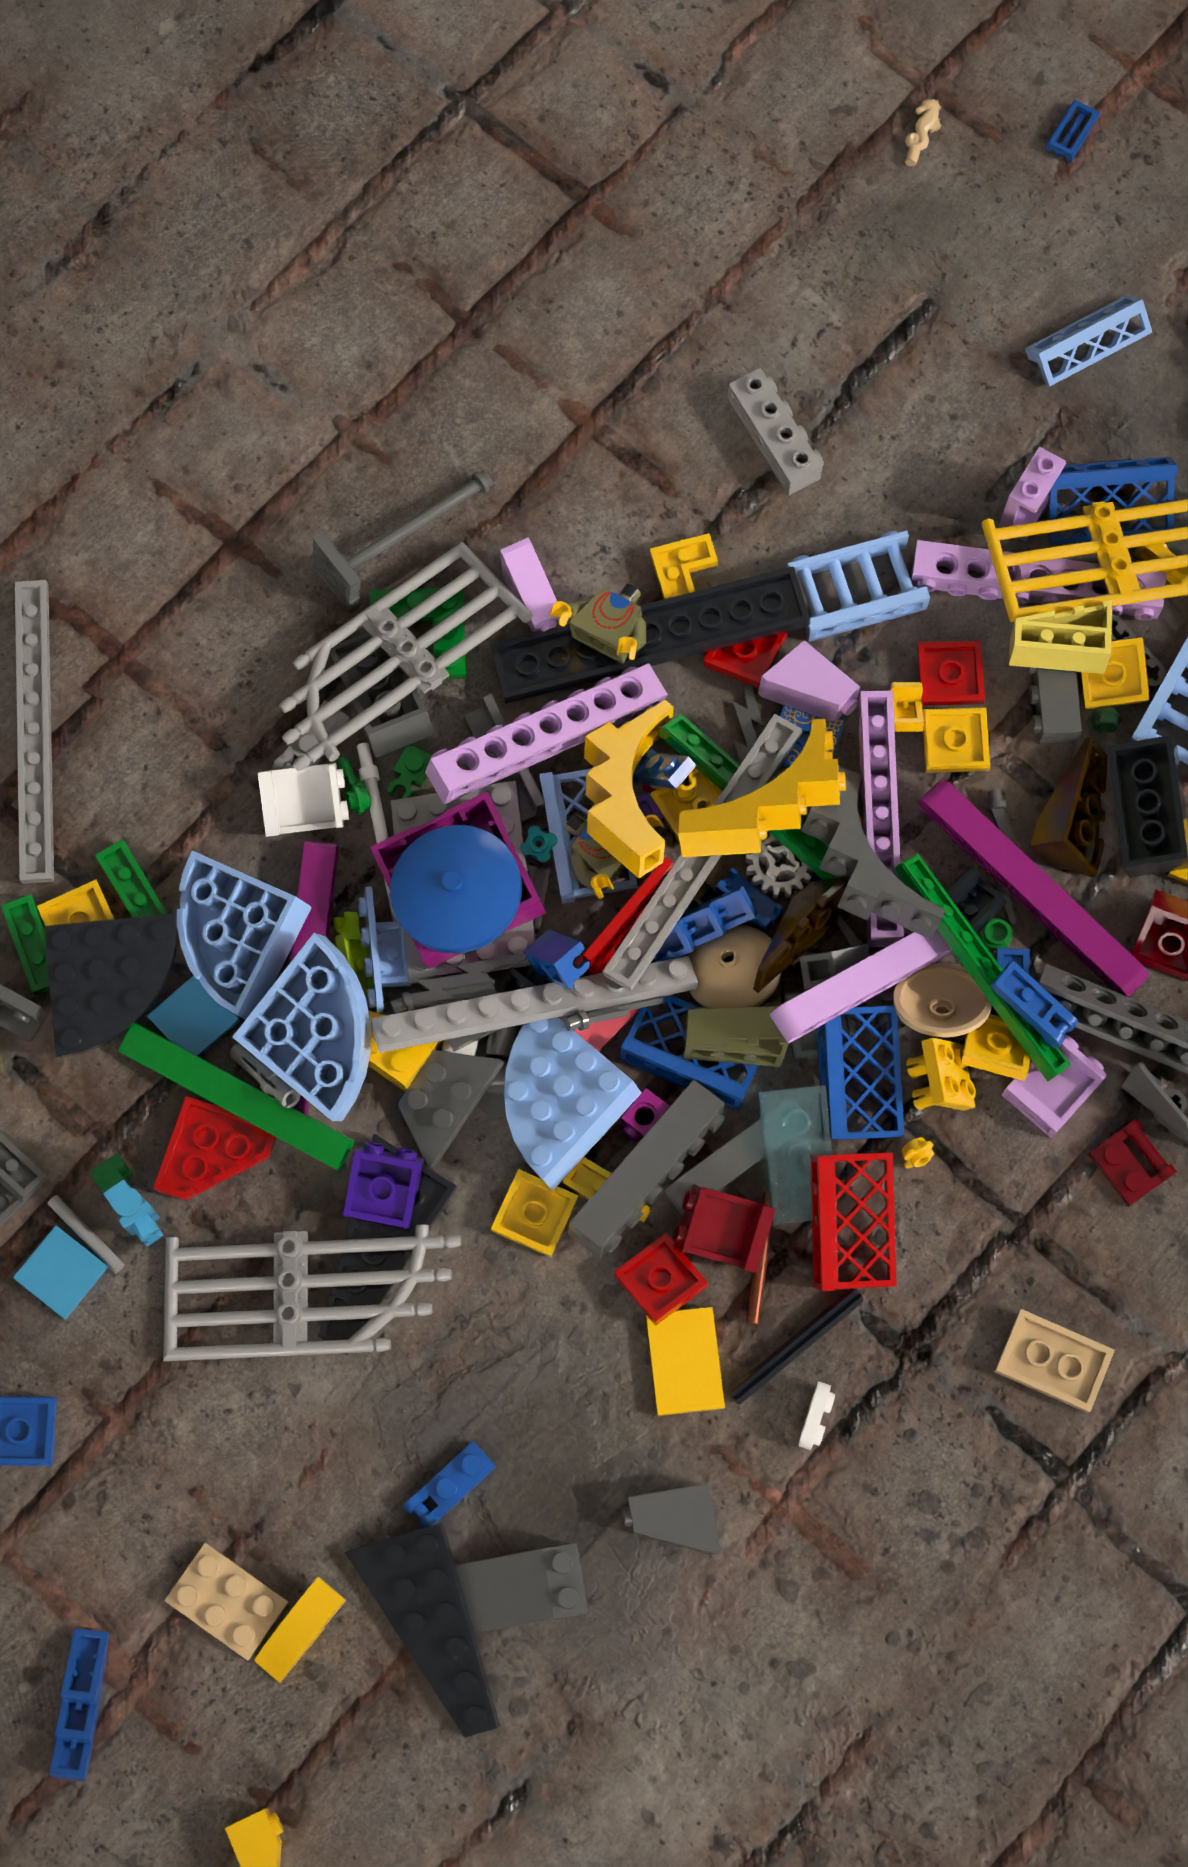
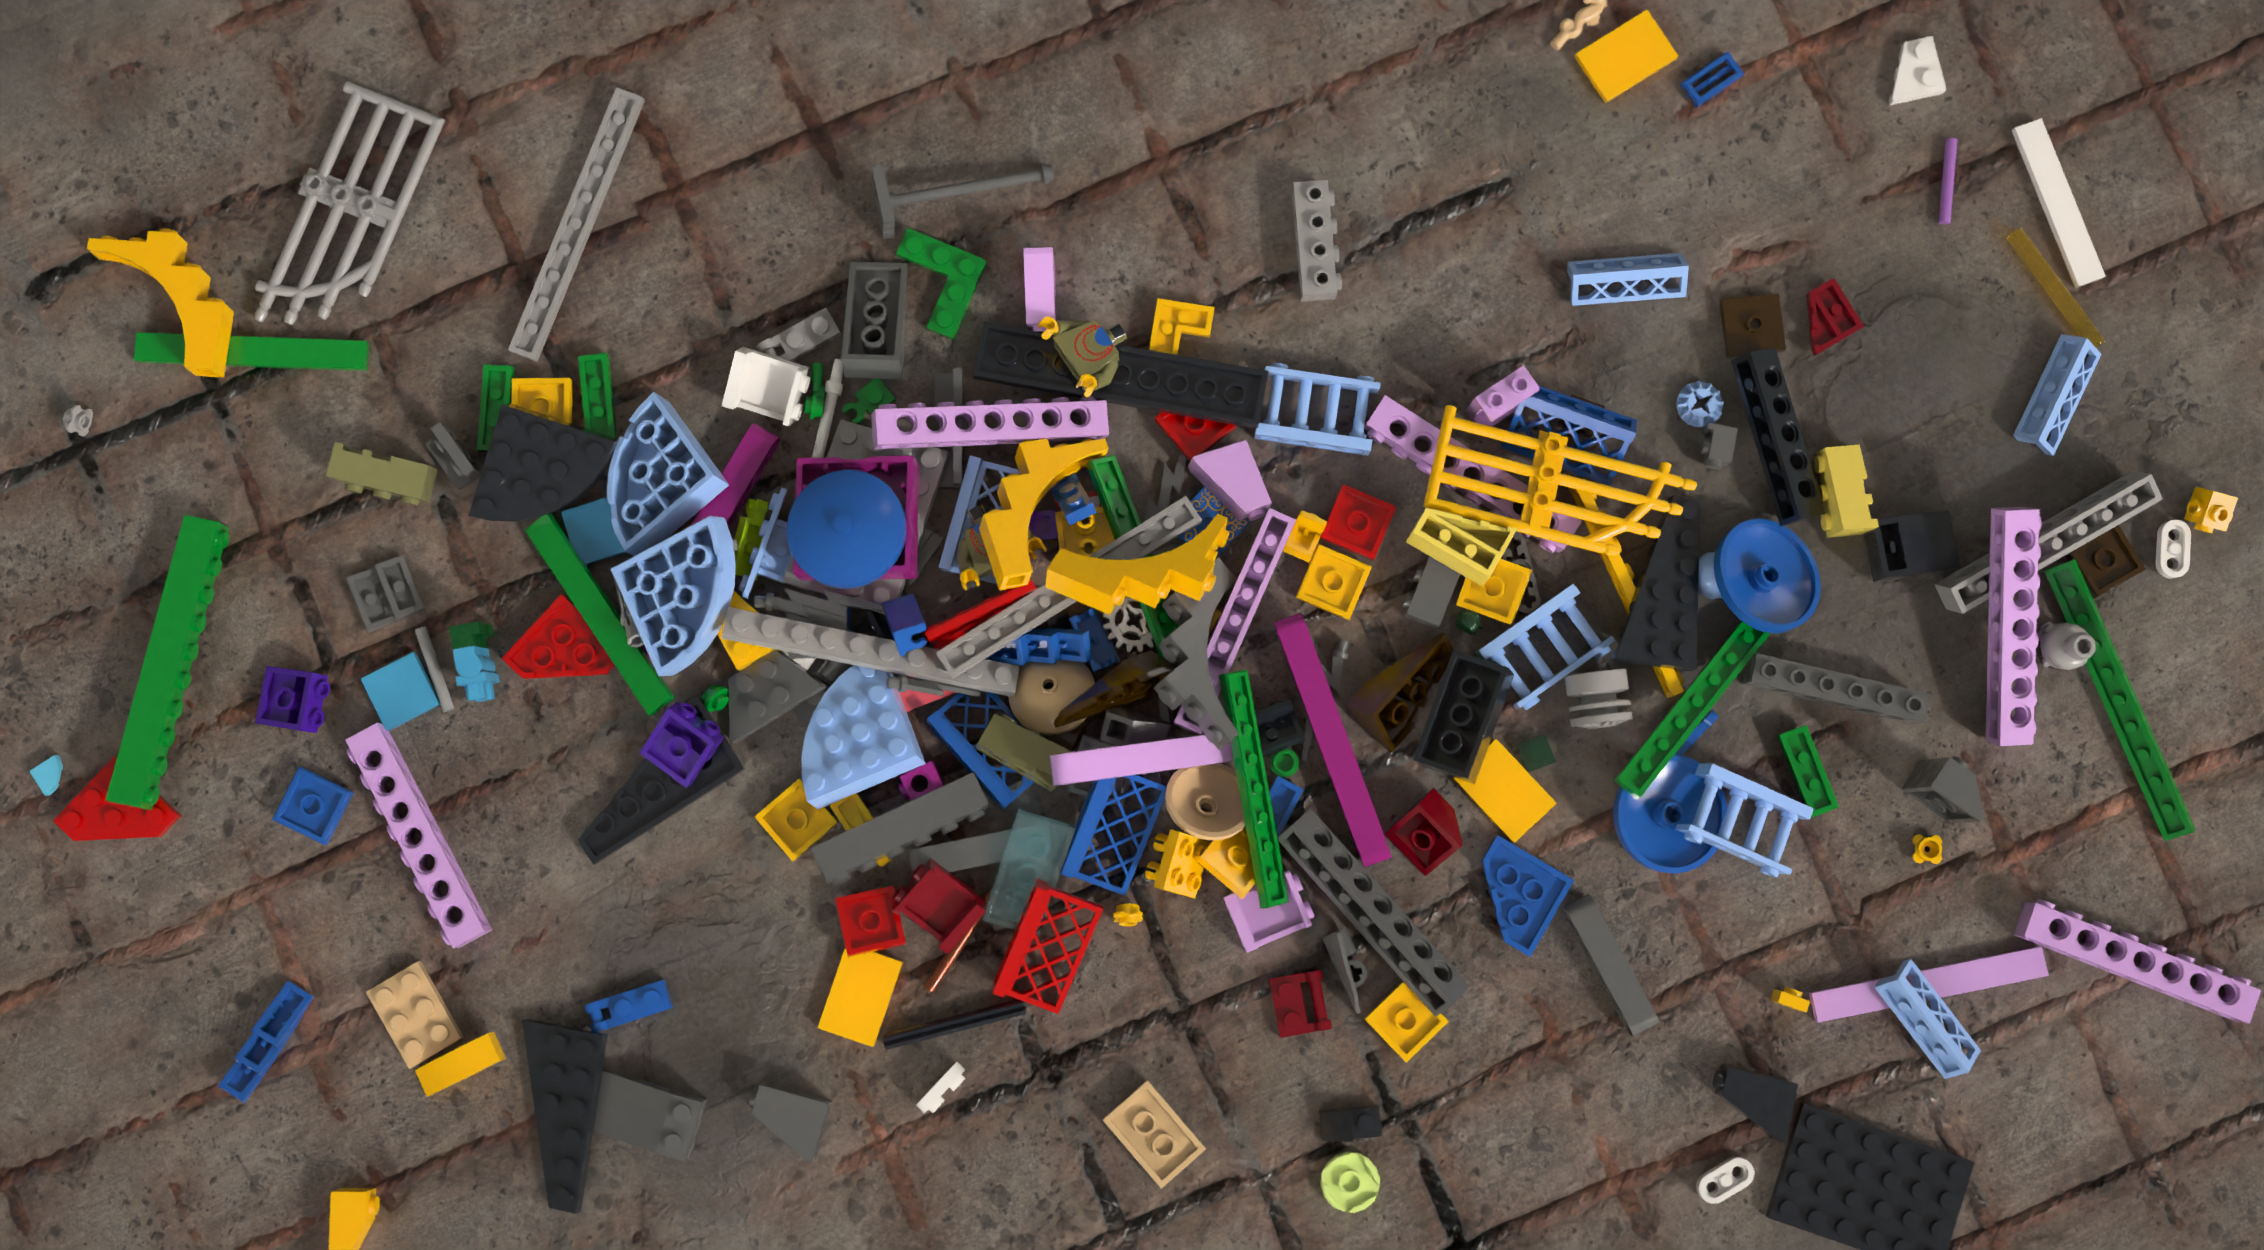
camera: 25 degrees right, 10 degrees up
(57, 1332) = (392, 764): none -> lavender brick
(291, 1294) = (571, 796): light grey piece -> none
(393, 1128) = (715, 698): none -> green plate
(402, 647) = (906, 291): light grey piece -> none
(540, 853) = (941, 524): teal plate -> none
(982, 143) = (1626, 56): none -> yellow tile
(1033, 1003) = (1278, 840): blue plate -> none

